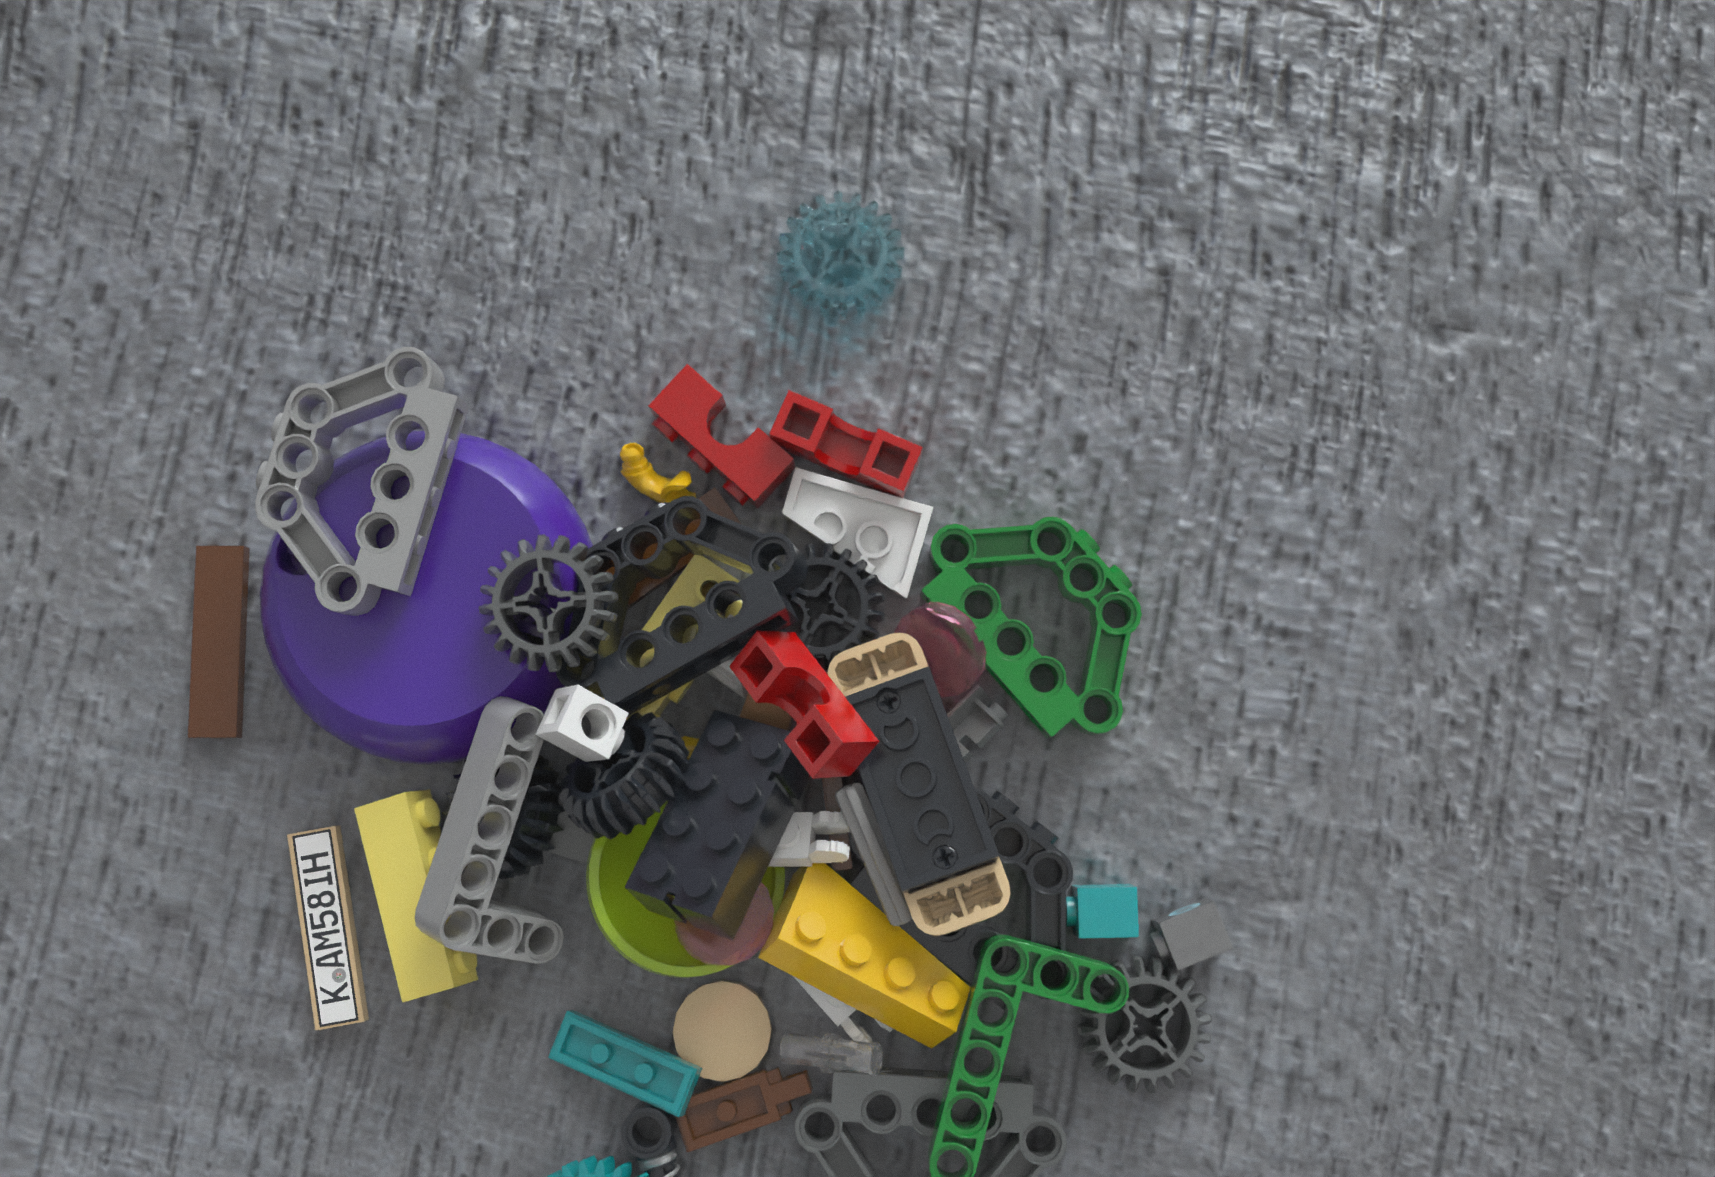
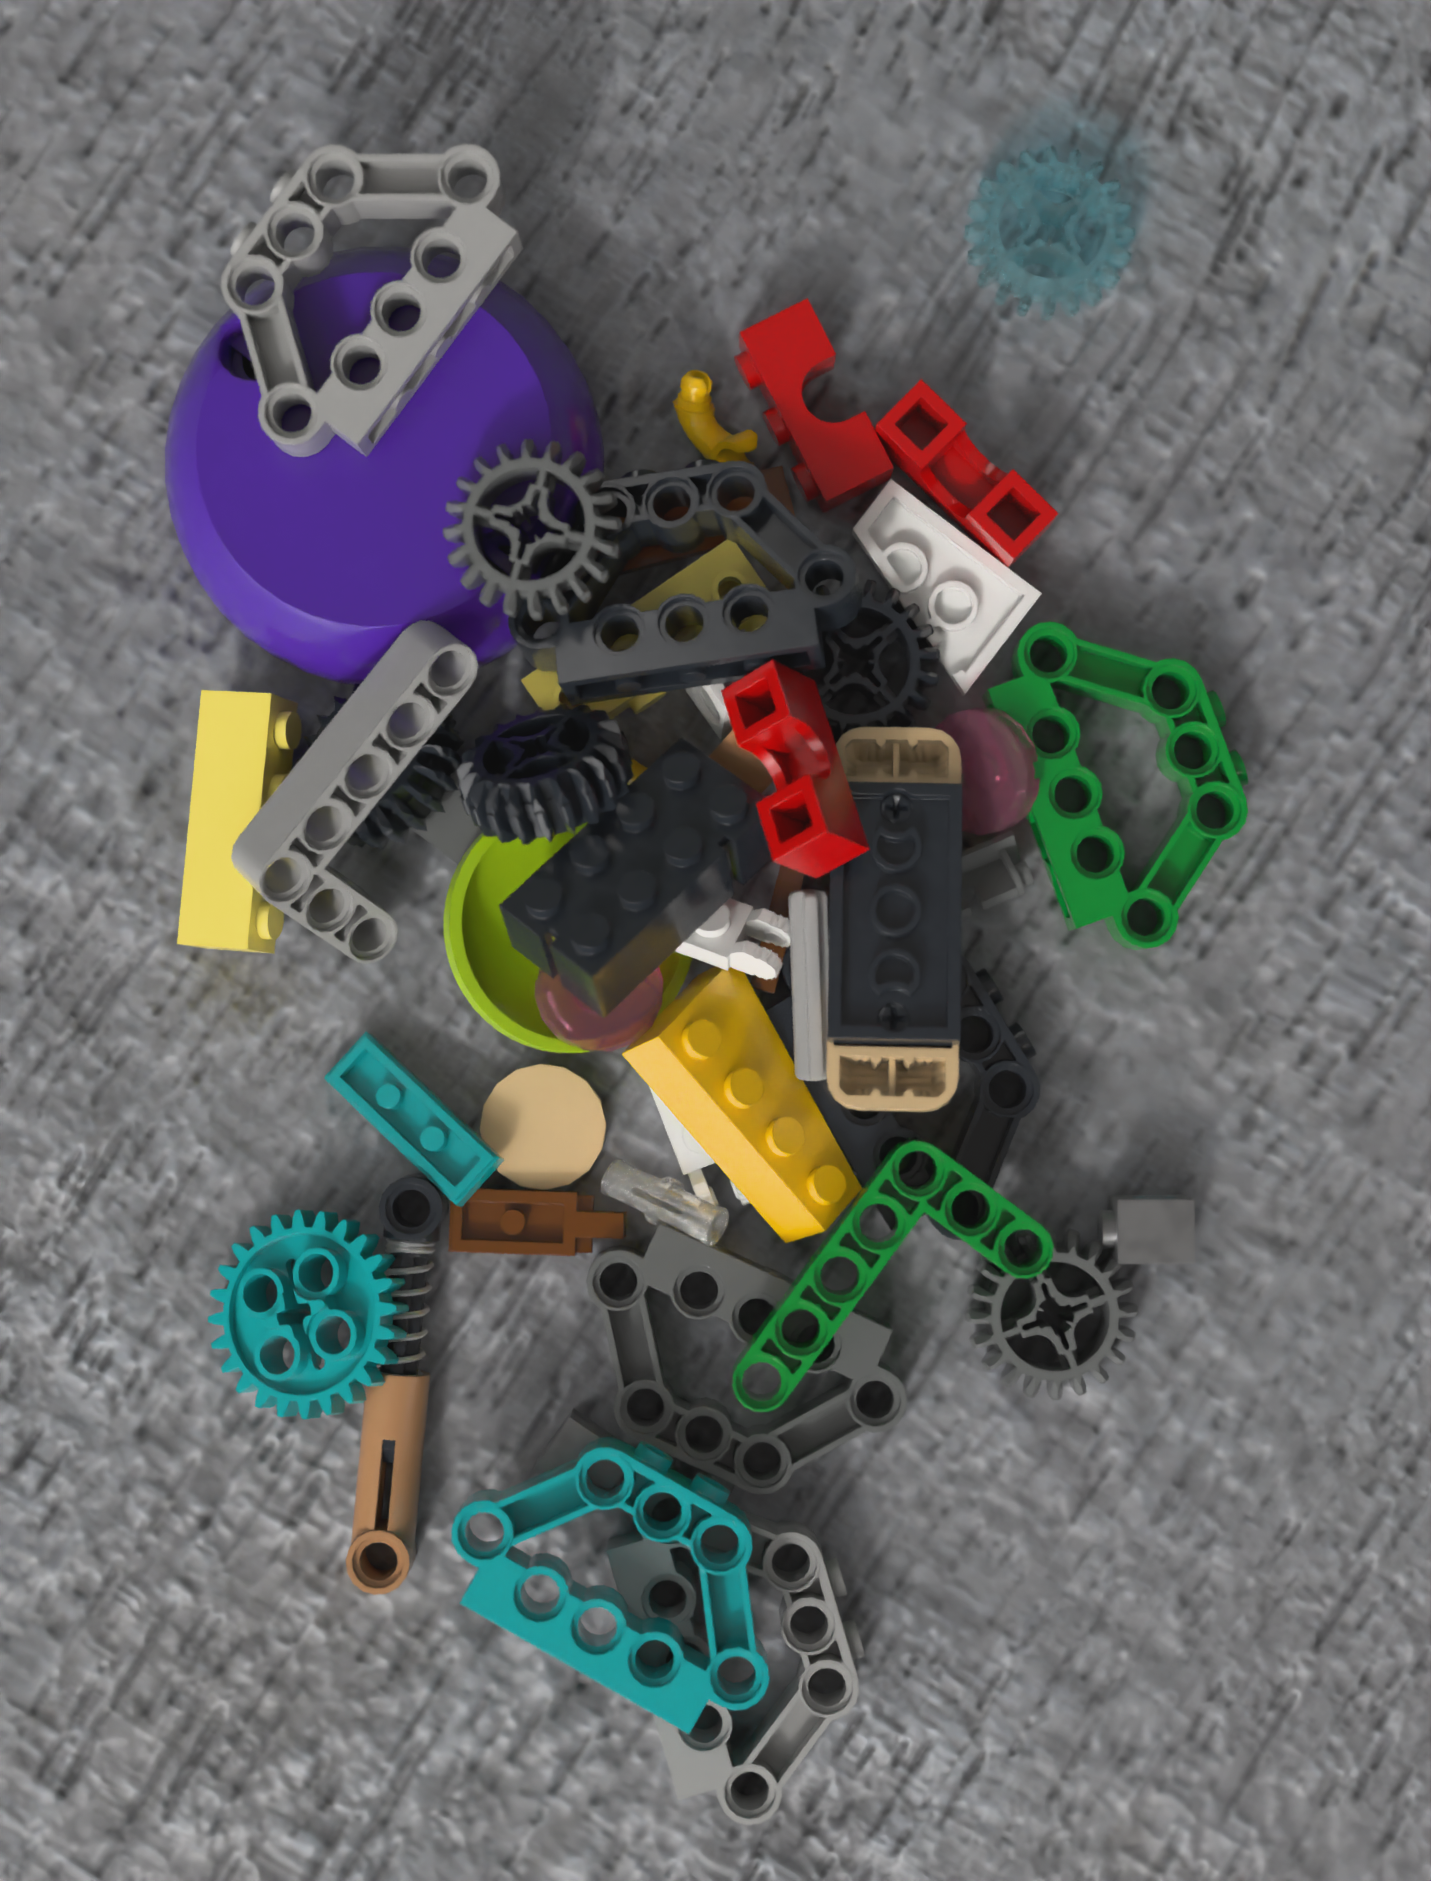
camera: 20 degrees right, 5 degrees up
(218, 642) = (105, 423): reddish brown tile -> none
(327, 927) = (115, 821): tile -> none
(564, 718) = (497, 684): white brick -> none
(1103, 911) = (1055, 1161): teal brick -> none

